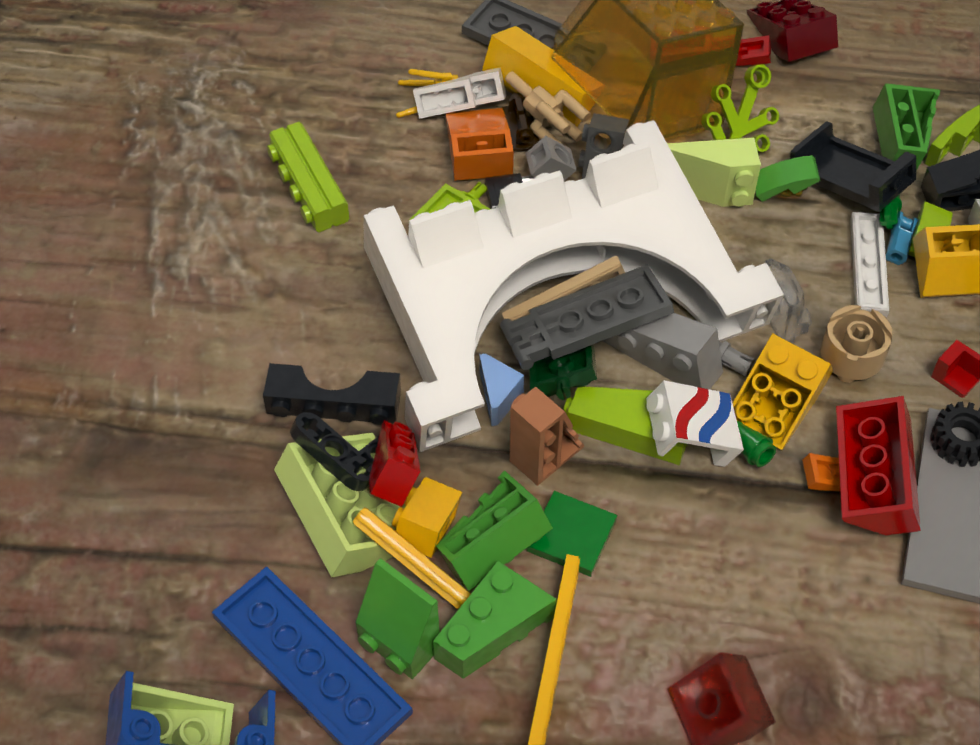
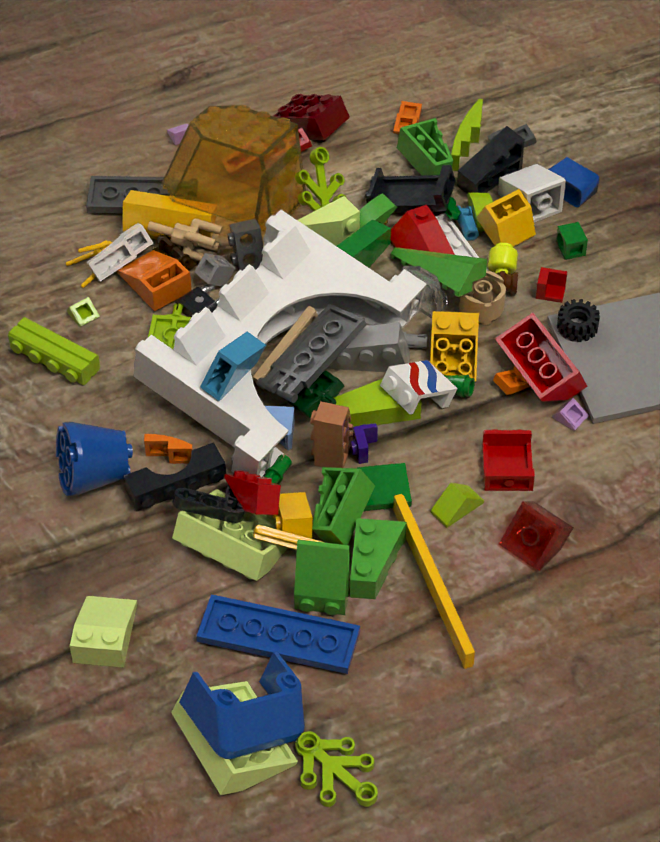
camera: 30 degrees left, 5 degrees down
(118, 544) = (103, 631): none -> yellowish green slope
(247, 322) = (90, 457): none -> blue cone
(341, 345) = (161, 445): none -> orange slope
(375, 146) = (83, 312): none -> lime slope
(449, 449) = (278, 469): none -> green axle
(460, 286) = (232, 365): none -> dark azure slope
(584, 452) = (361, 436): none -> dark purple bracket
(647, 603) = (455, 503): none -> lime slope
(747, 212) = (367, 242): none -> green slope
(751, 580) = (507, 460): none -> red panel
(828, 242) = (420, 231): none -> red wedge
(828, 289) = (452, 270): none -> bright green wedge
(877, 557) = (571, 414): none -> lavender slope
(905, 339) = (510, 281): none -> reddish brown wheel
(914, 73) = (408, 115): none -> orange slope
(915, 306) = (503, 258): none -> neon yellow head

